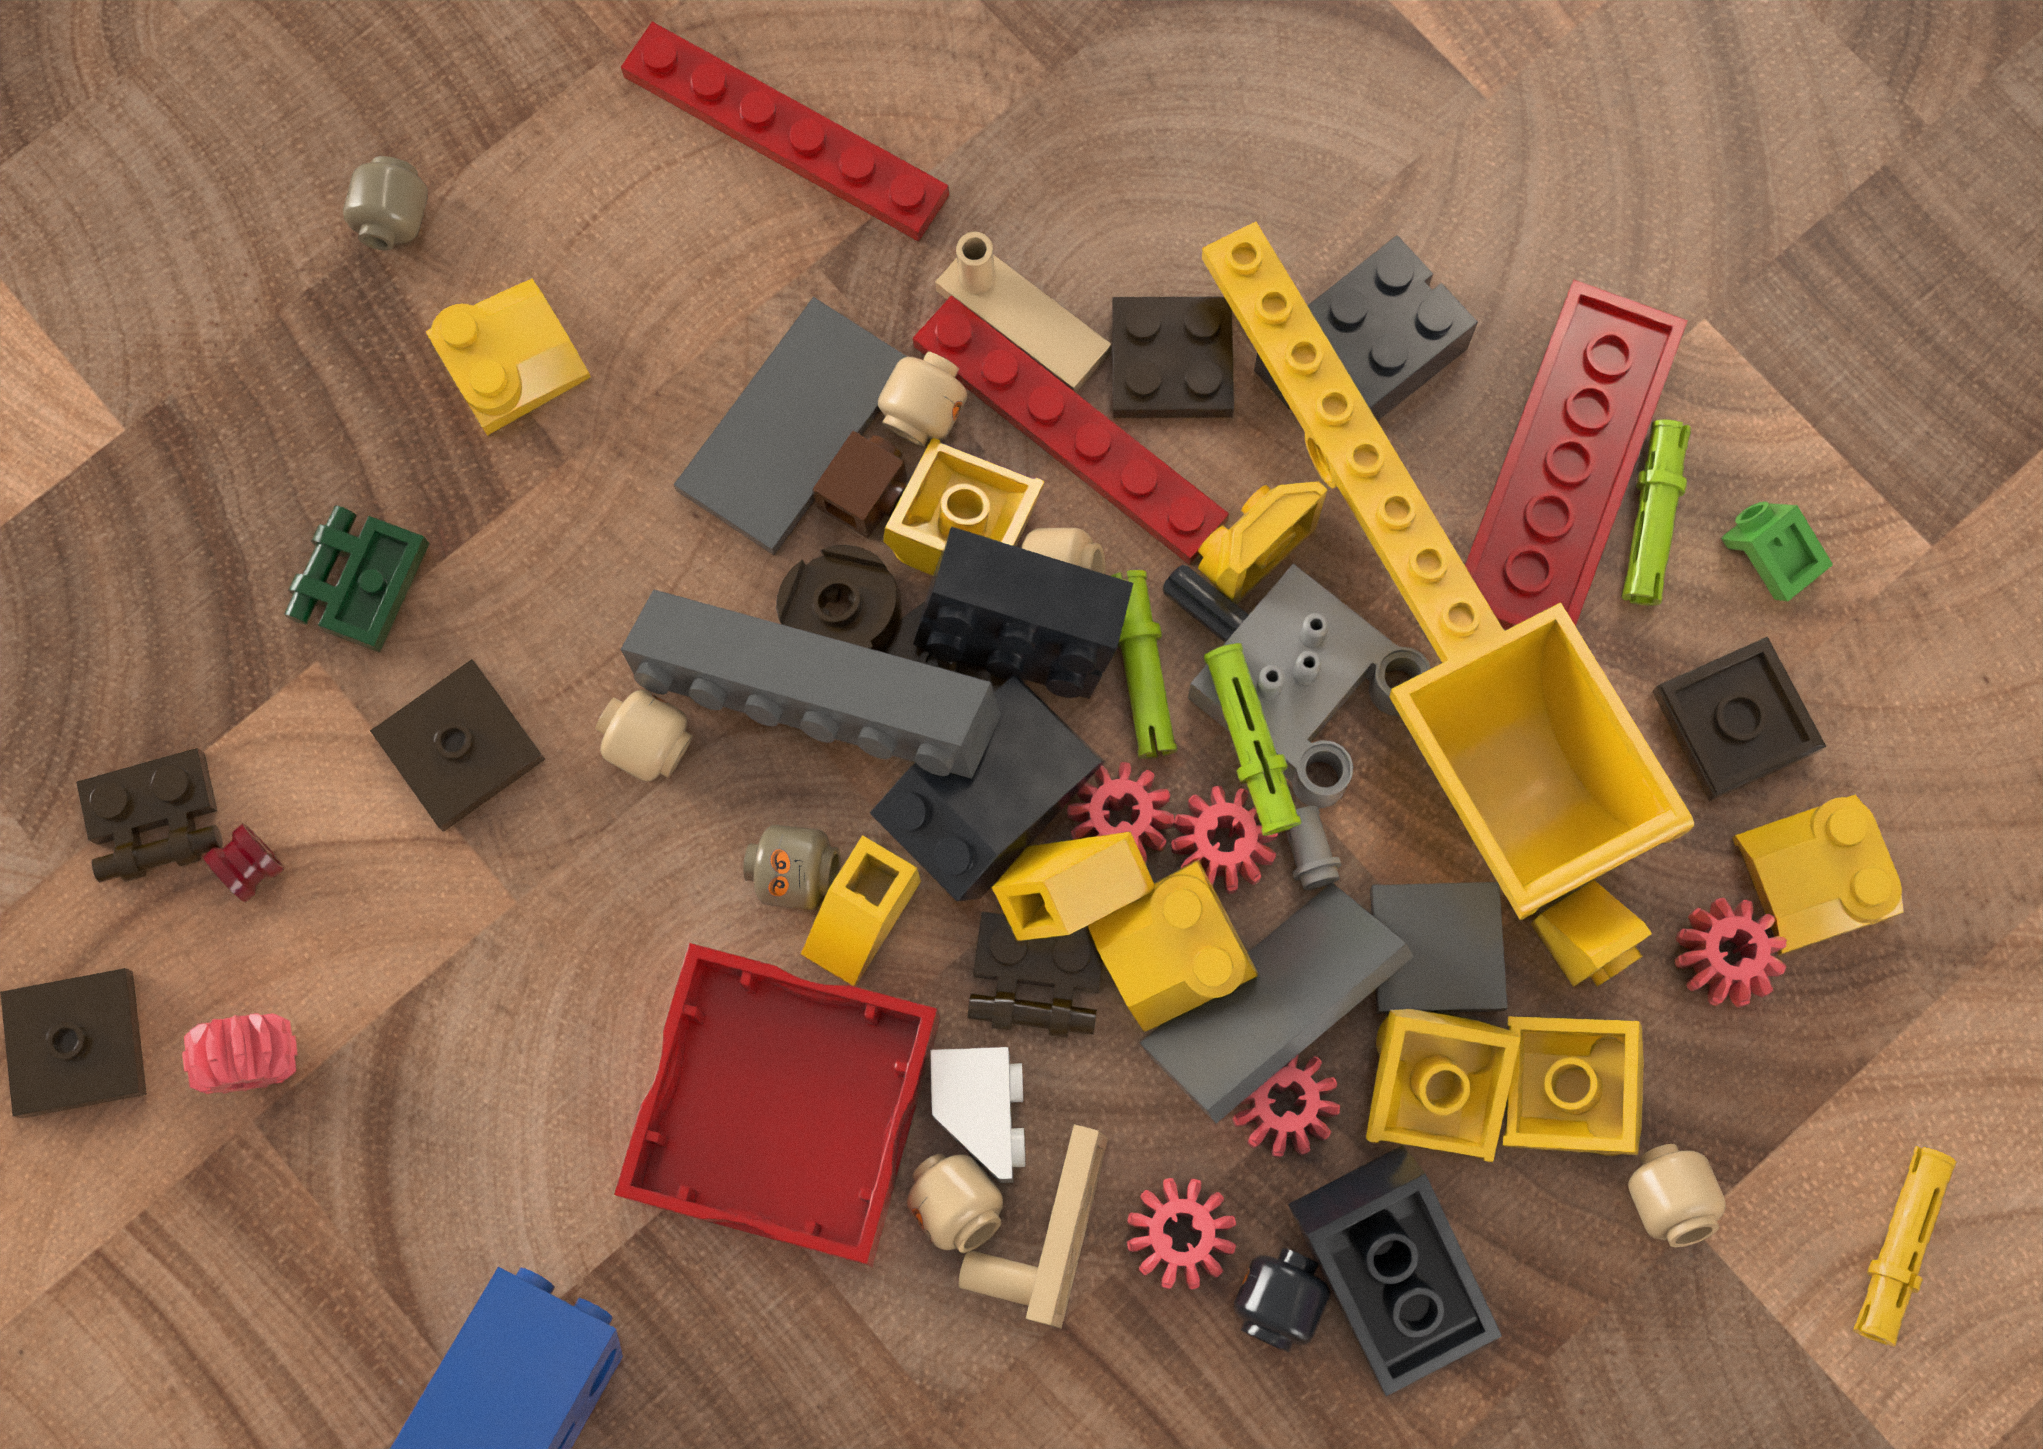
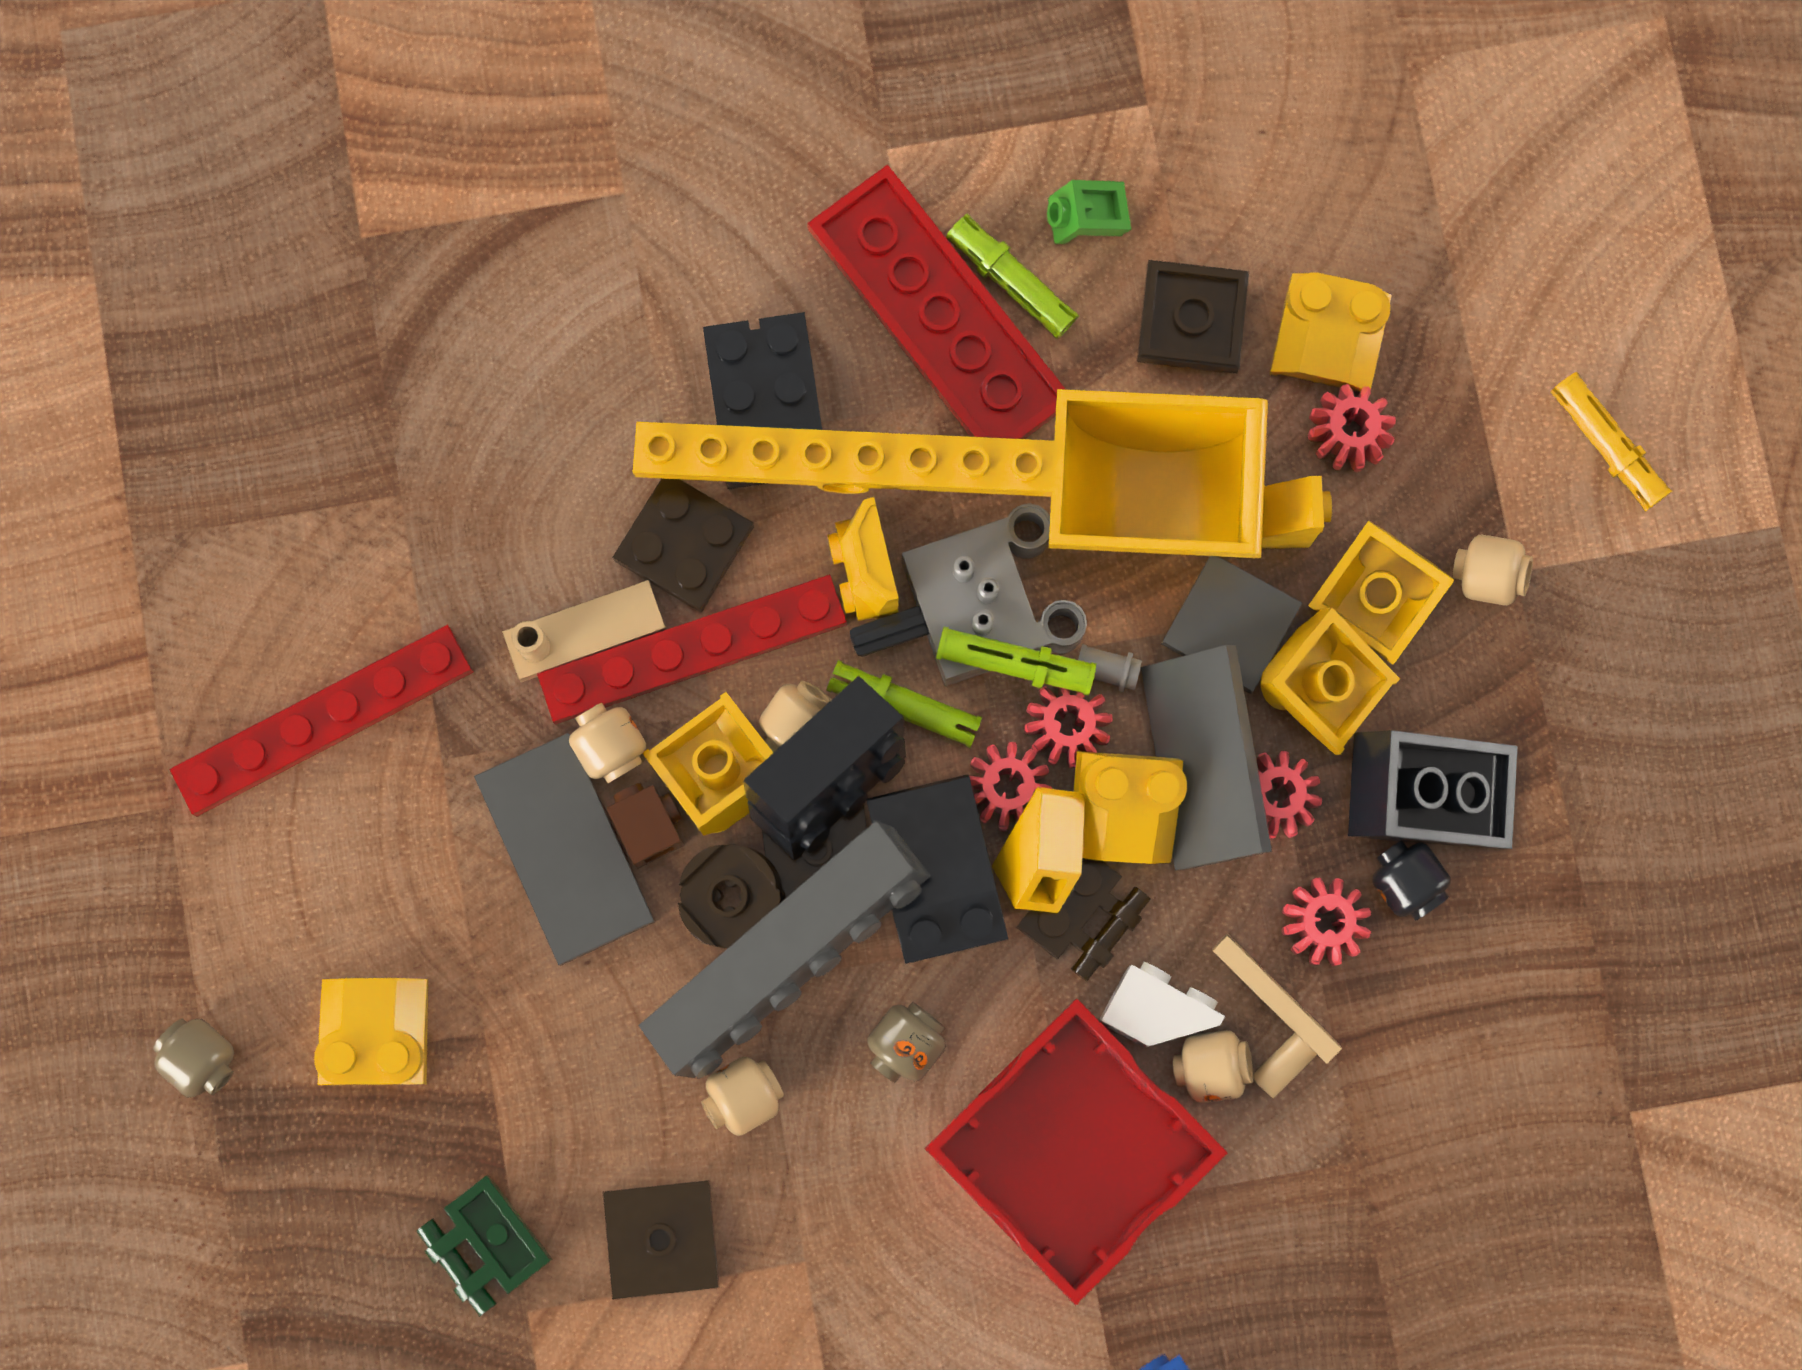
camera: 65 degrees left, 5 degrees up
(860, 910) = (969, 1013): yellow slope -> none

